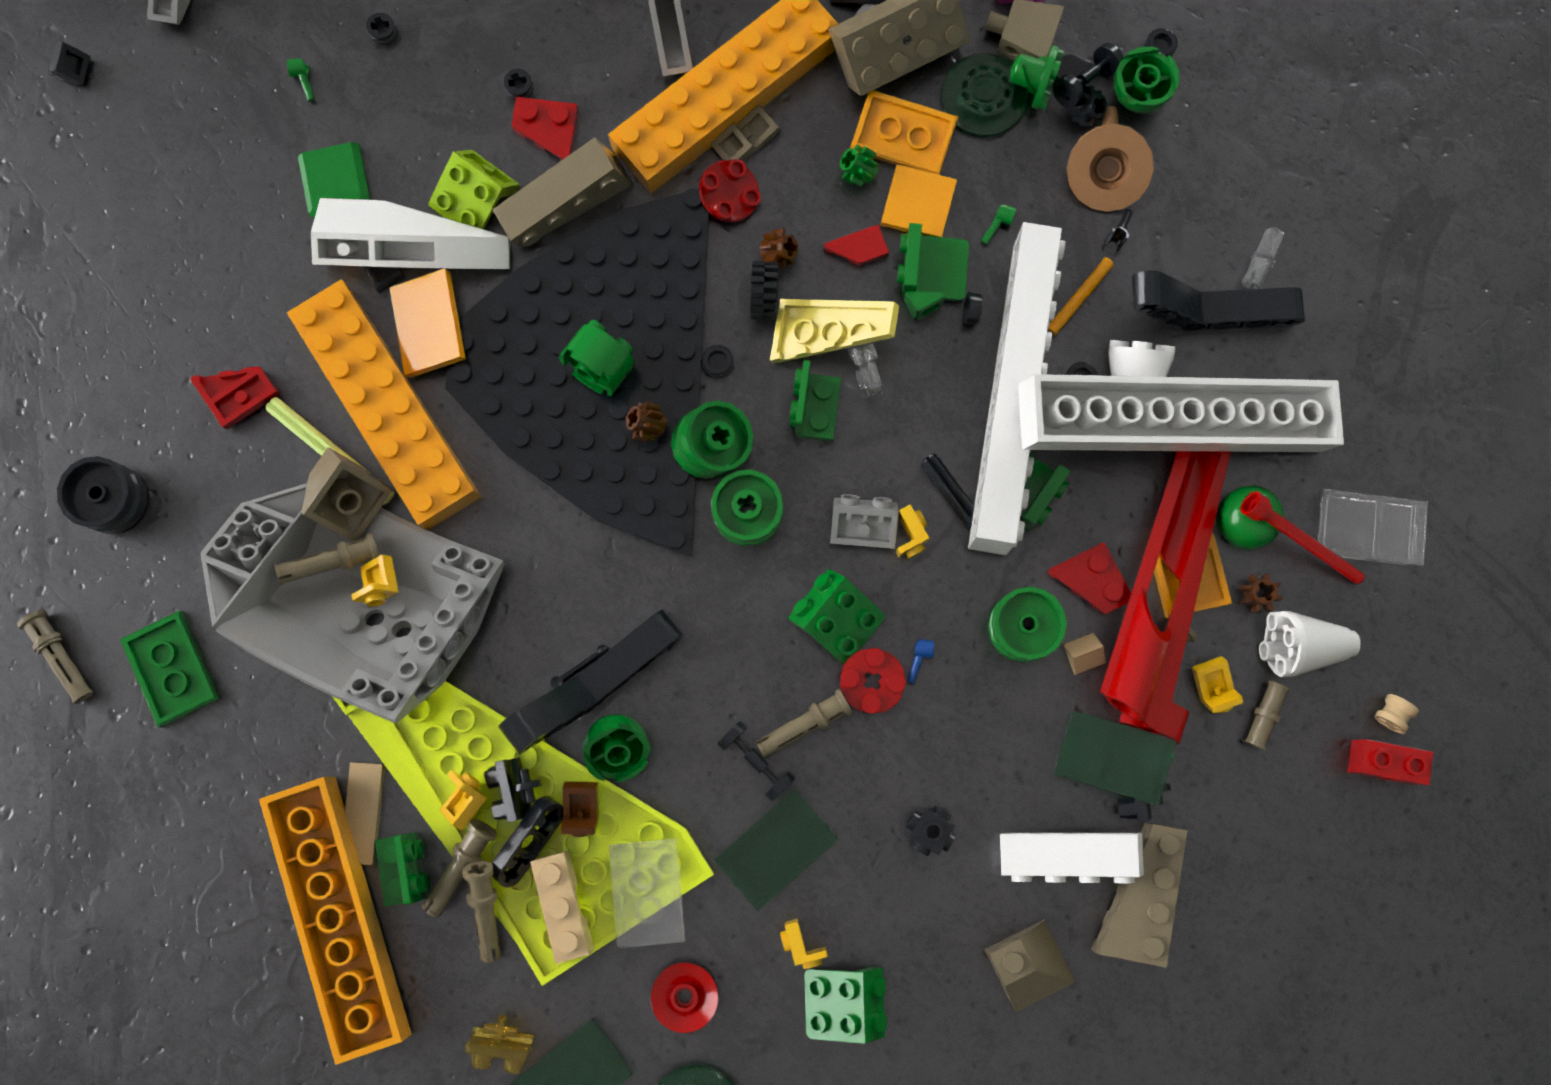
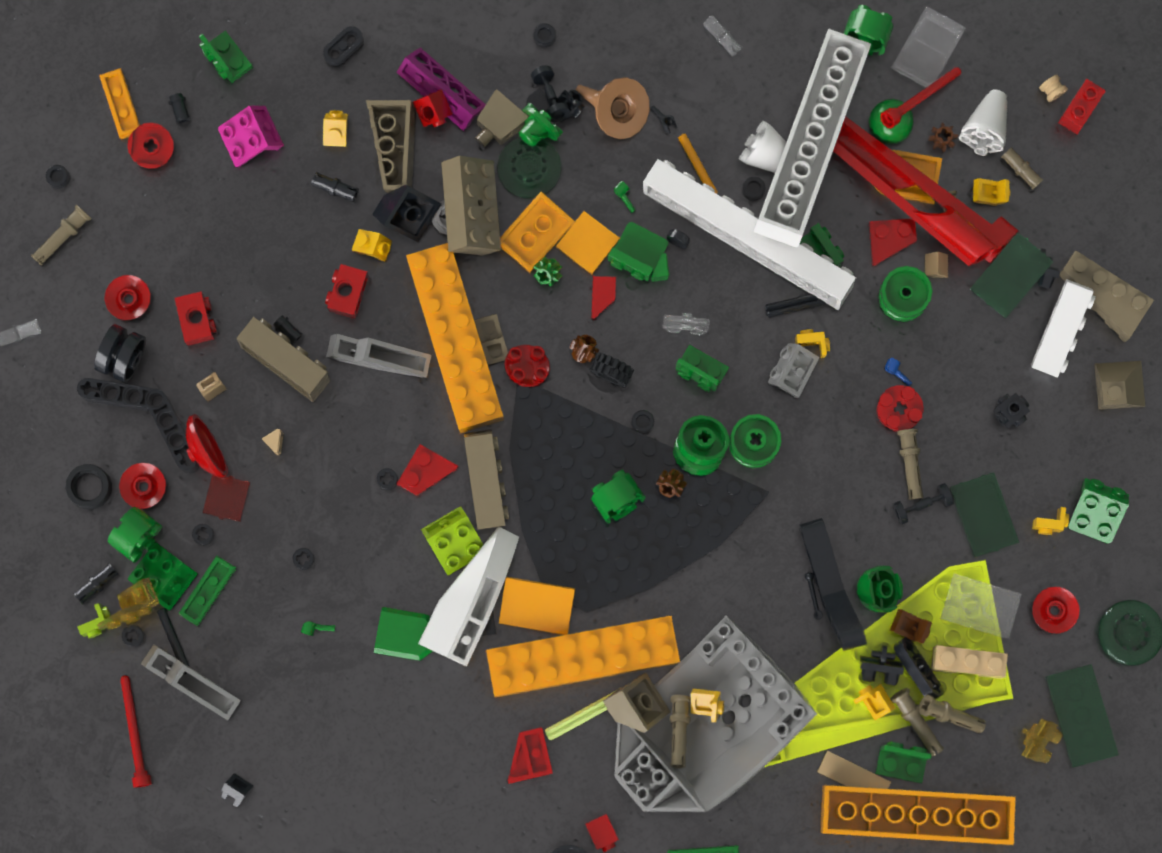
camera: 70 degrees left, 0 degrees up
(169, 518) = (602, 833): none -> red brick
(829, 325) = (653, 340): light yellow wing -> none
(837, 615) = (848, 413): green bracket -> none
(1145, 80) = (572, 58): green cylinder -> none
(1193, 310) = (745, 80): black beam -> none
(1366, 437) = (870, 27): none -> green brick

